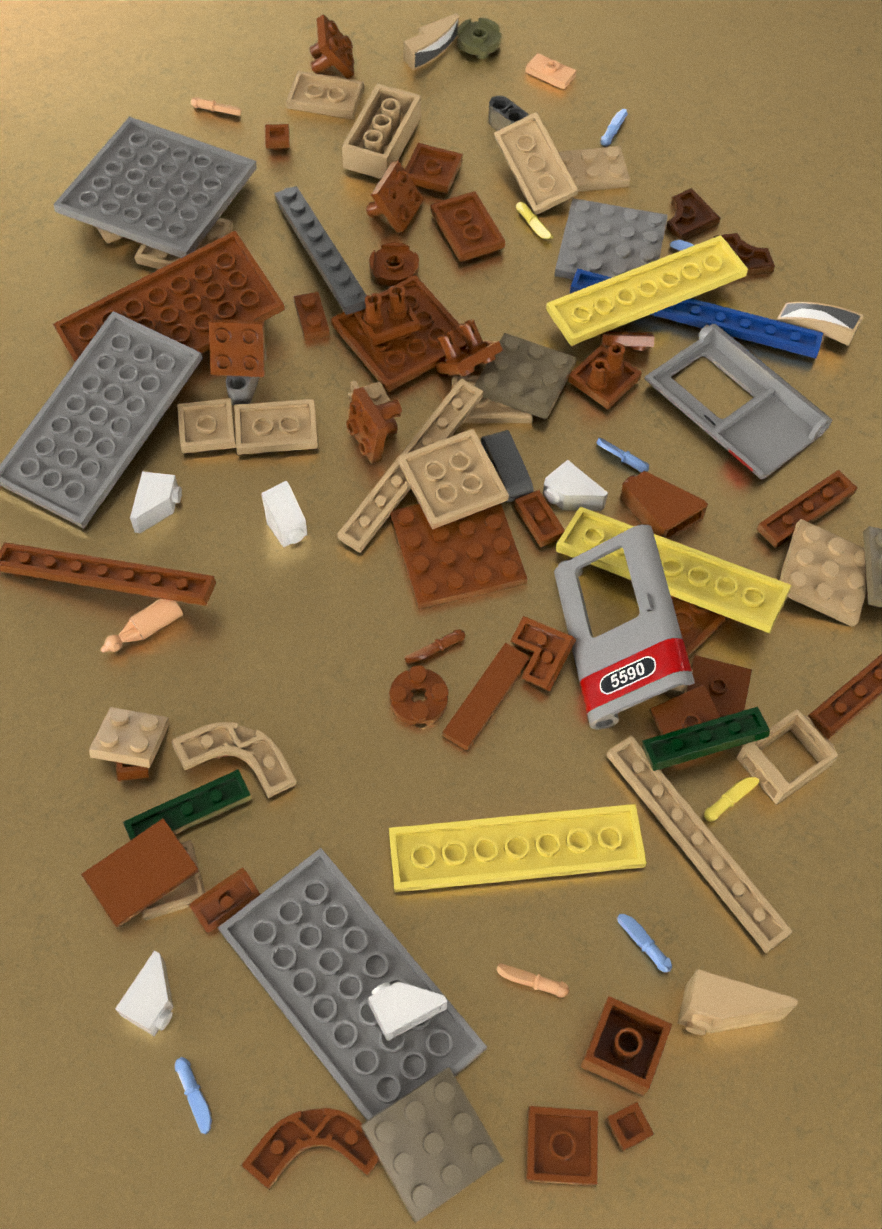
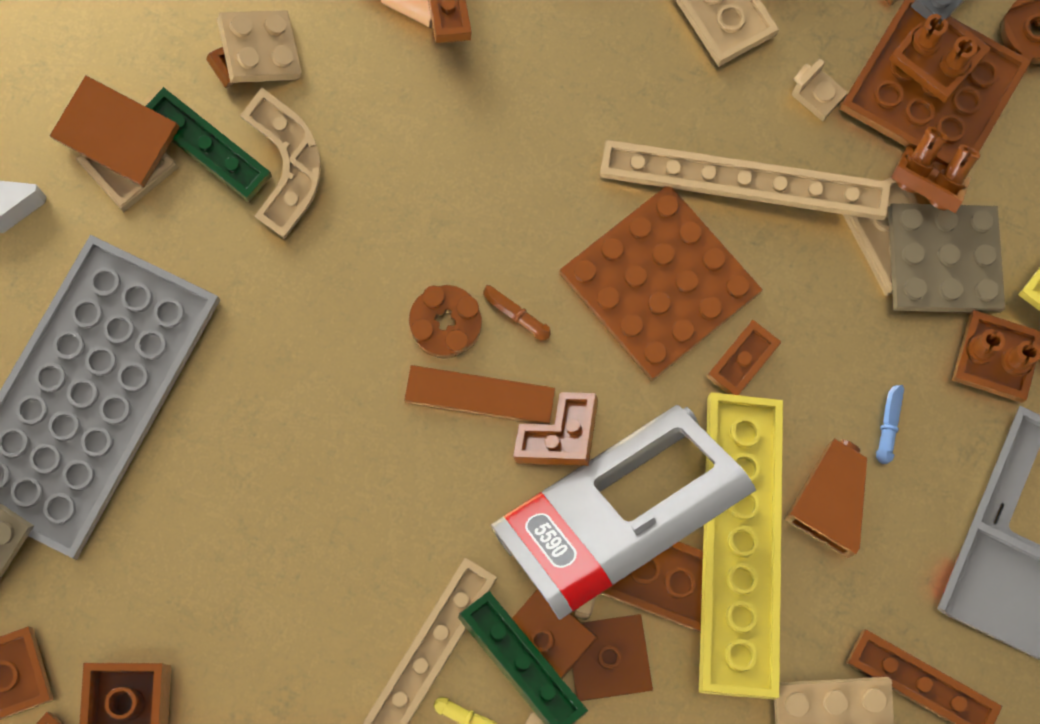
camera: 65 degrees right, 15 degrees up
(224, 900) = (123, 227): dark orange plate -> none
(284, 514) = (597, 70): white slope -> none
(372, 423) = (772, 109): dark orange plate -> none
(403, 1007) = (71, 453): white slope -> none
(453, 478) = (738, 234): tan plate -> none
(508, 464) = (799, 290): dark grey beam -> none
(516, 848) = (308, 504): light yellow plate -> none
(530, 979) = (167, 576): light nougat piece -> none
(572, 488) = (803, 381): white slope -> none
(644, 941) = (260, 682): light blue piece -> none

